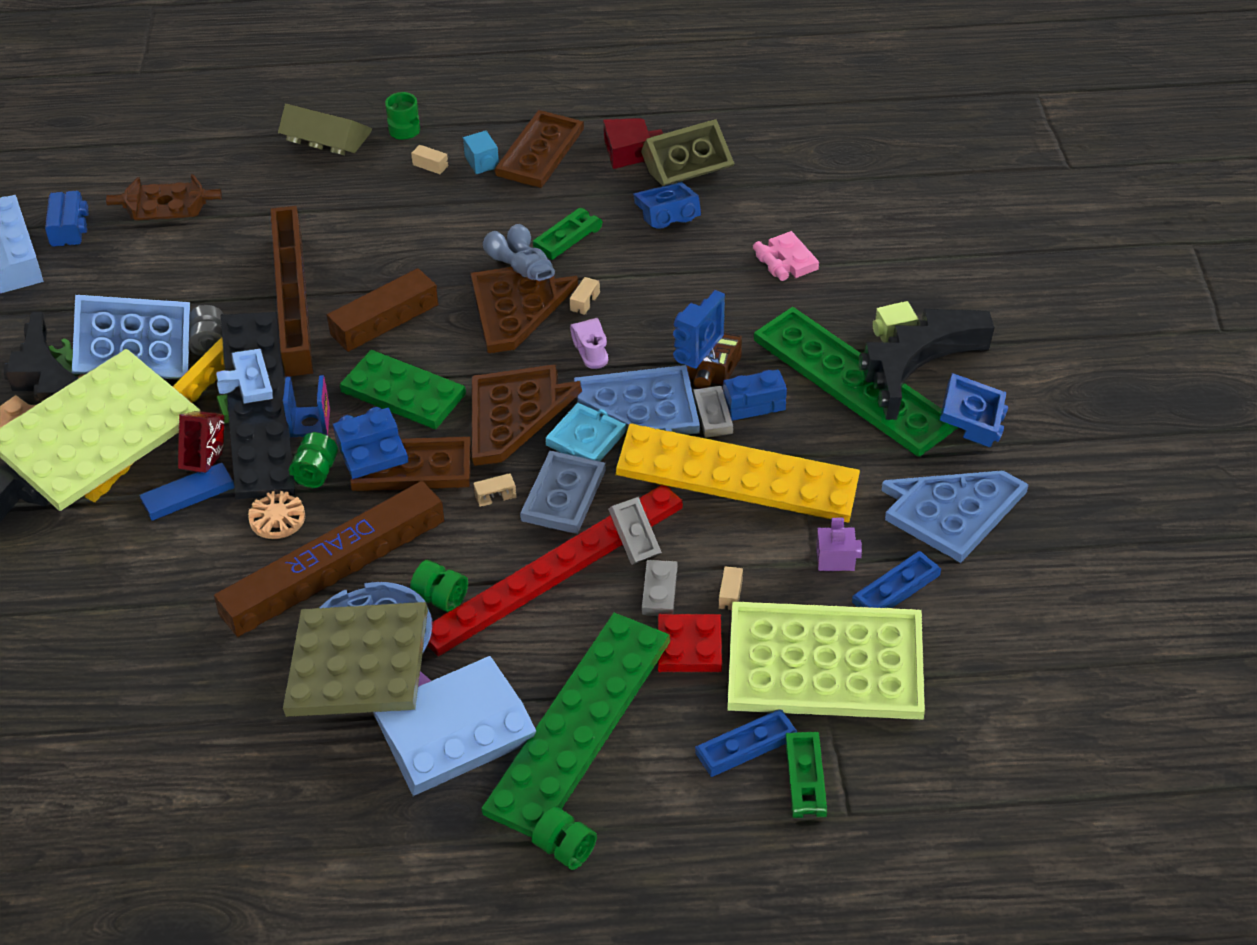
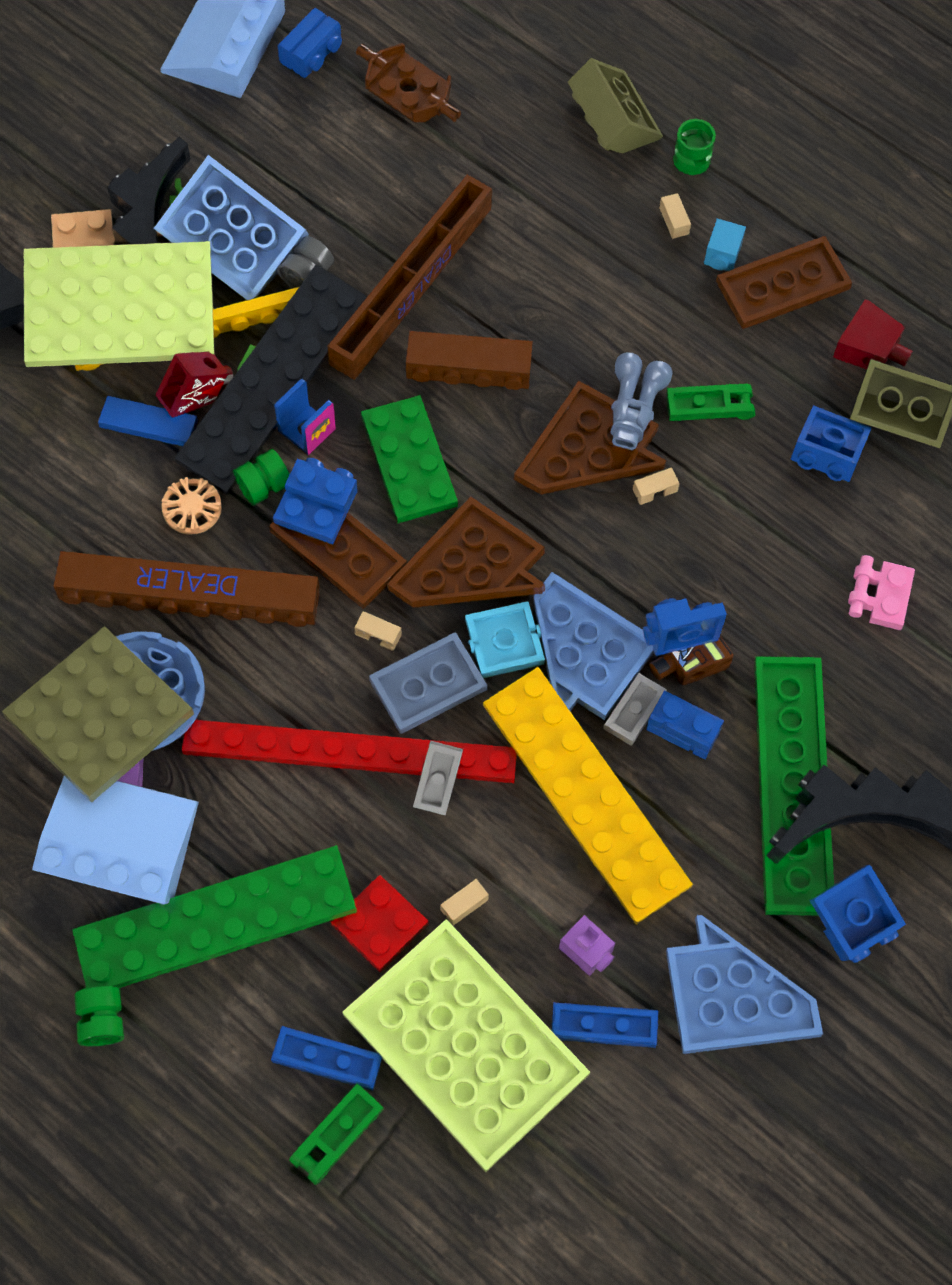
camera: 40 degrees right, 20 degrees up
(249, 375) = (275, 353): light blue plate -> none
(439, 586) = (236, 692): green wheel -> none
(590, 342) = (607, 541): lavender piece -> none
(659, 587) = (410, 848): light grey plate -> none
(893, 315) = (896, 755): yellowish green brick -> none

